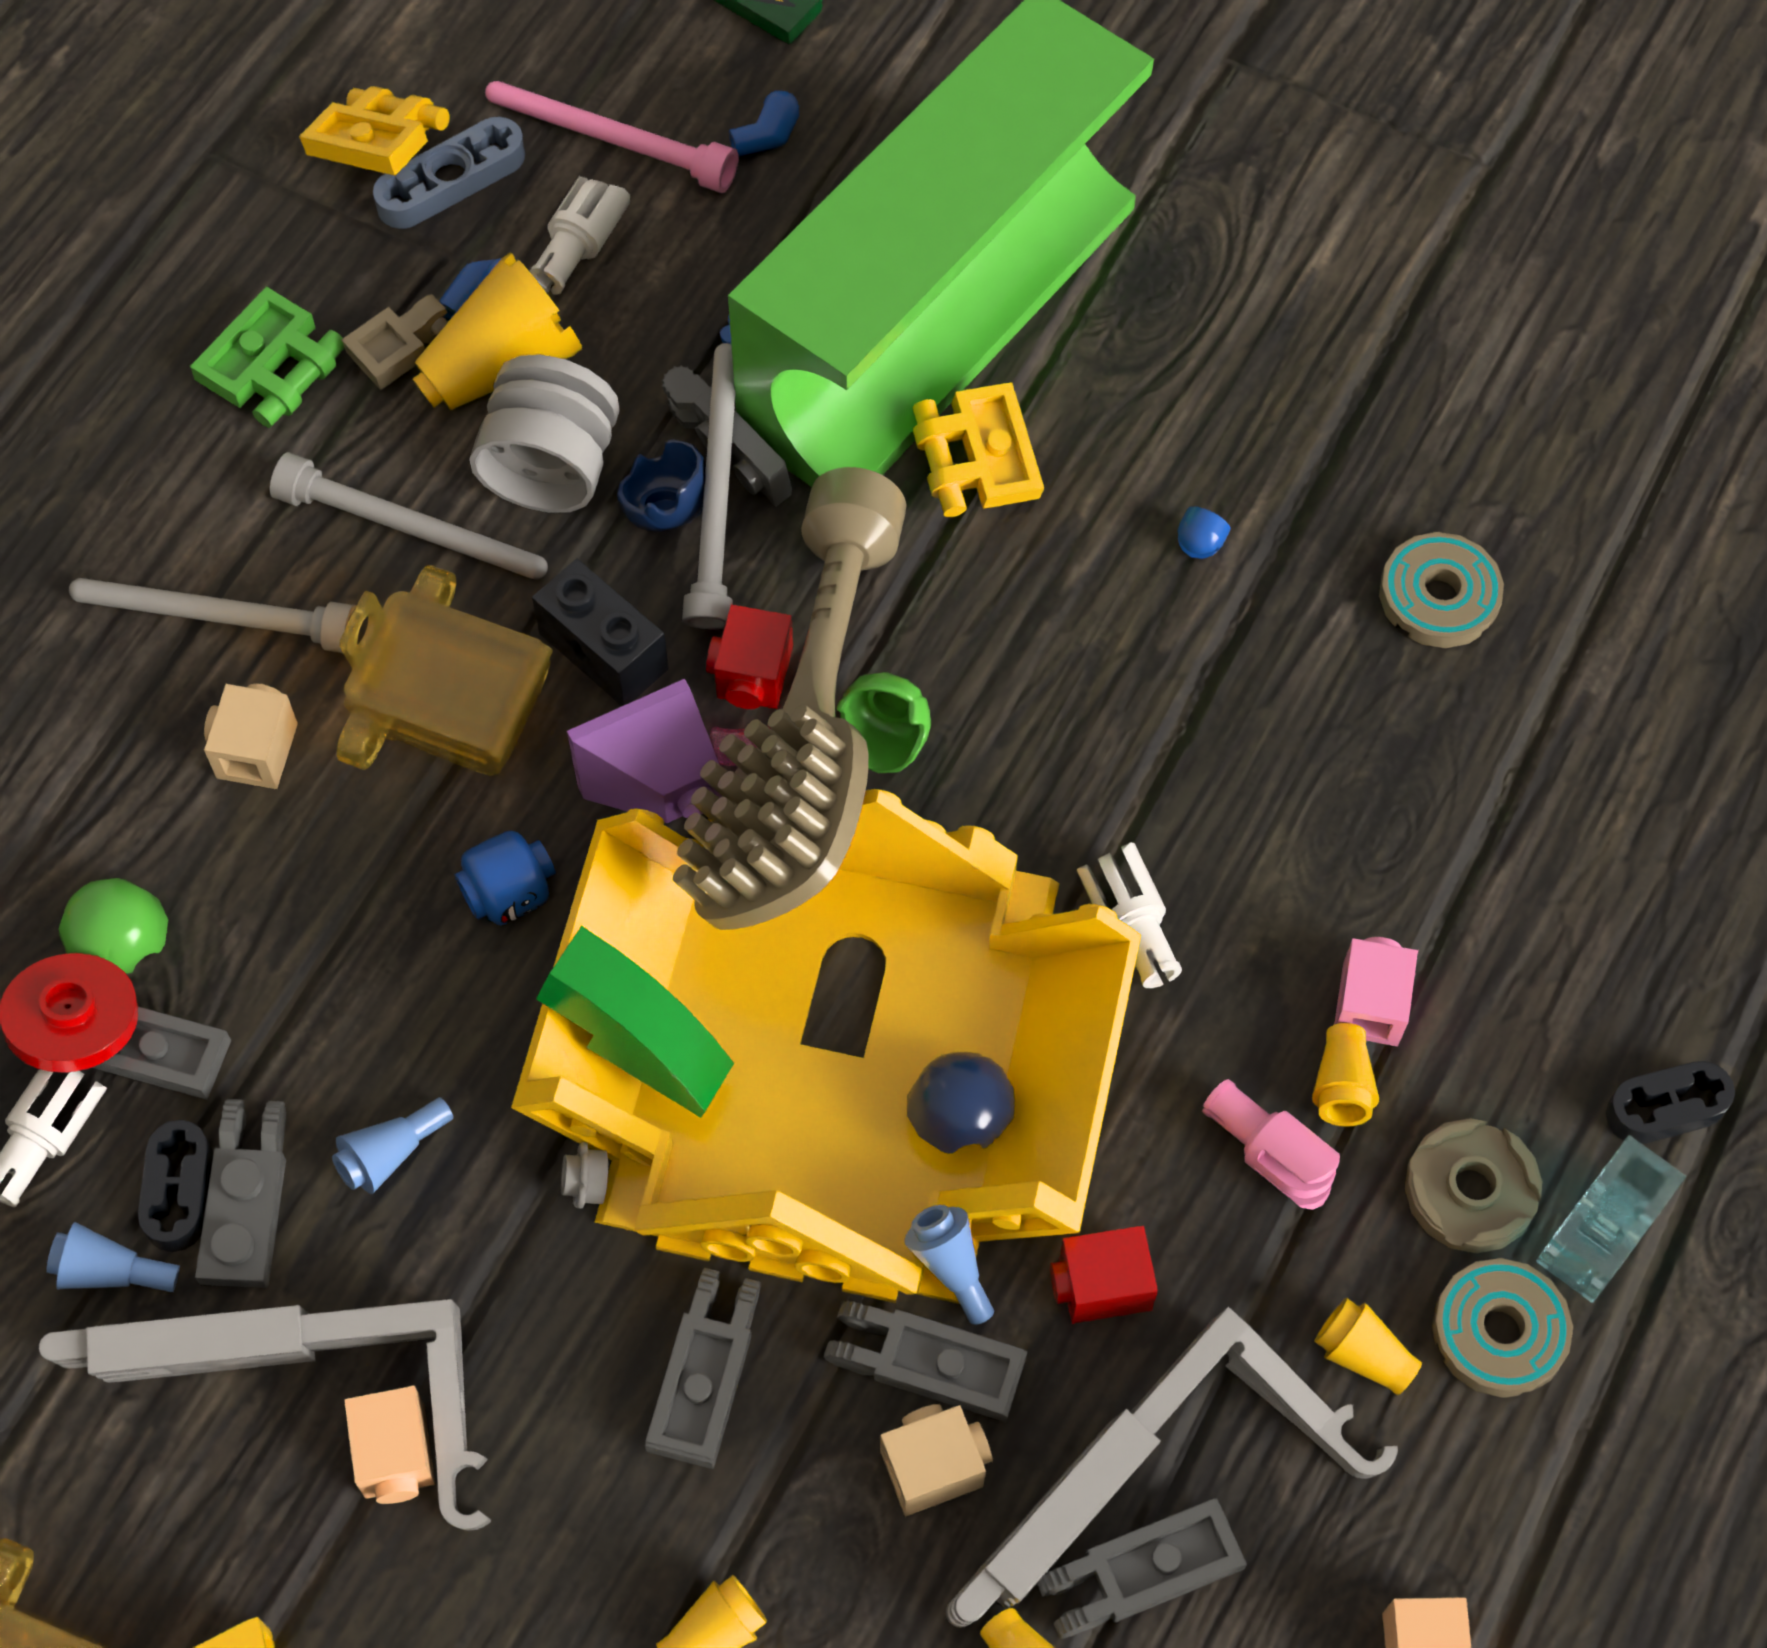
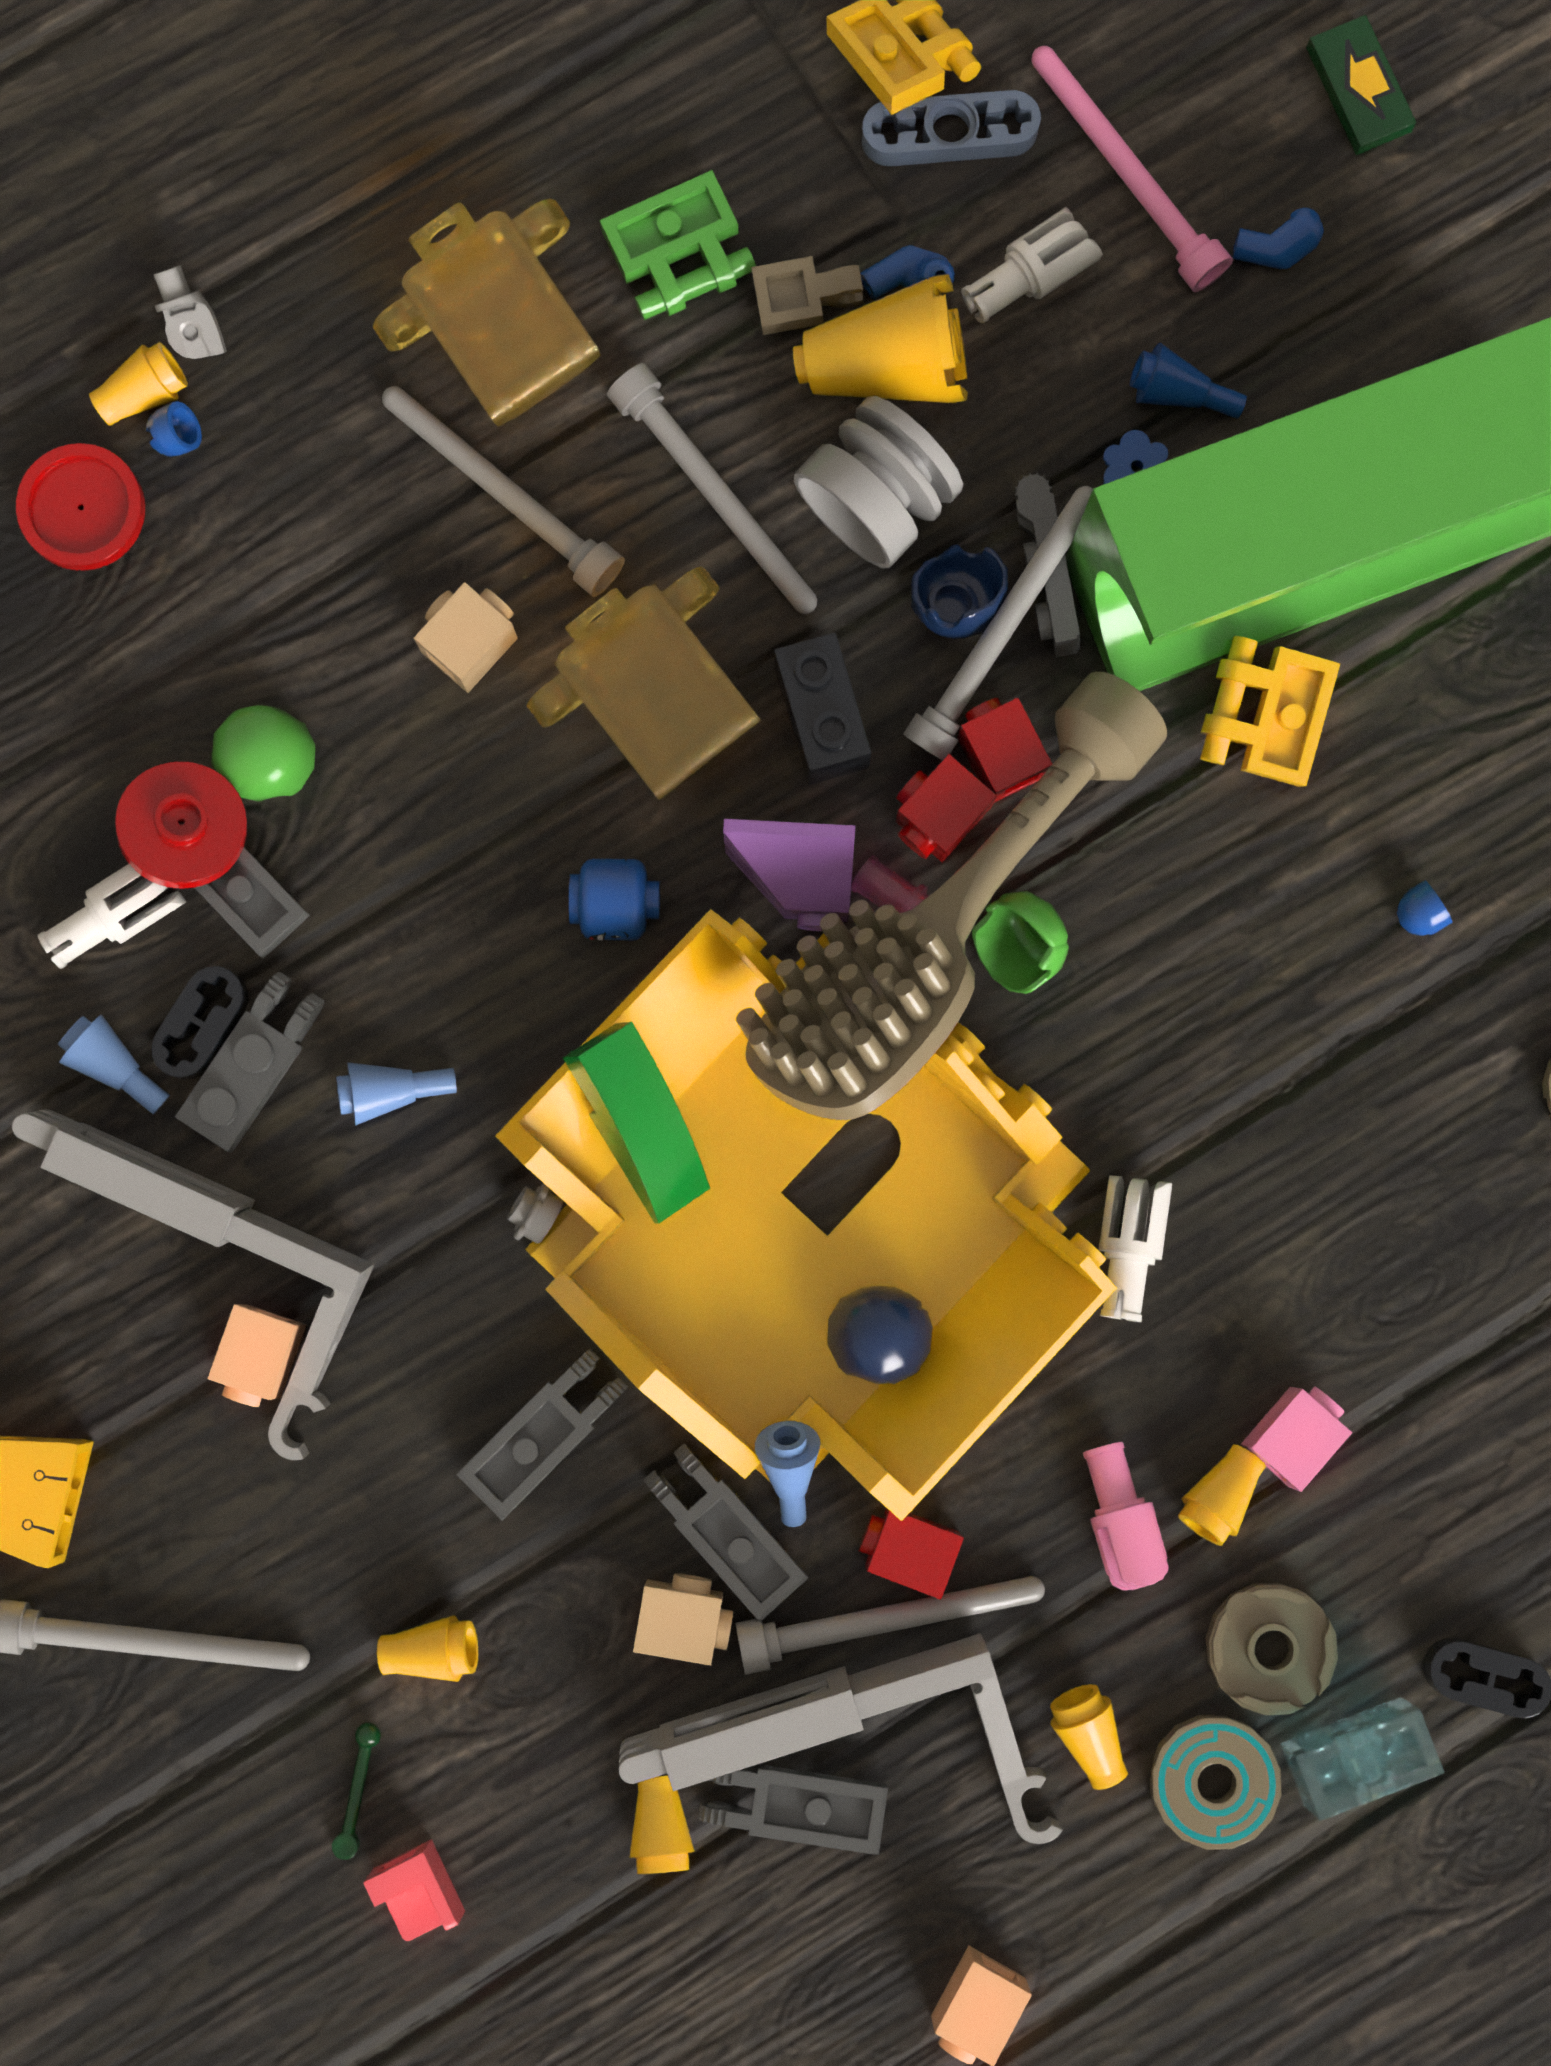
camera: 30 degrees right, 20 degrees up
(134, 465) = (493, 307): none -> clear yellow piece
(735, 257) = (1172, 381): none -> blue cone
(775, 581) = (1003, 747): none -> red brick
(1021, 1439) = (765, 1643): none -> light grey piece

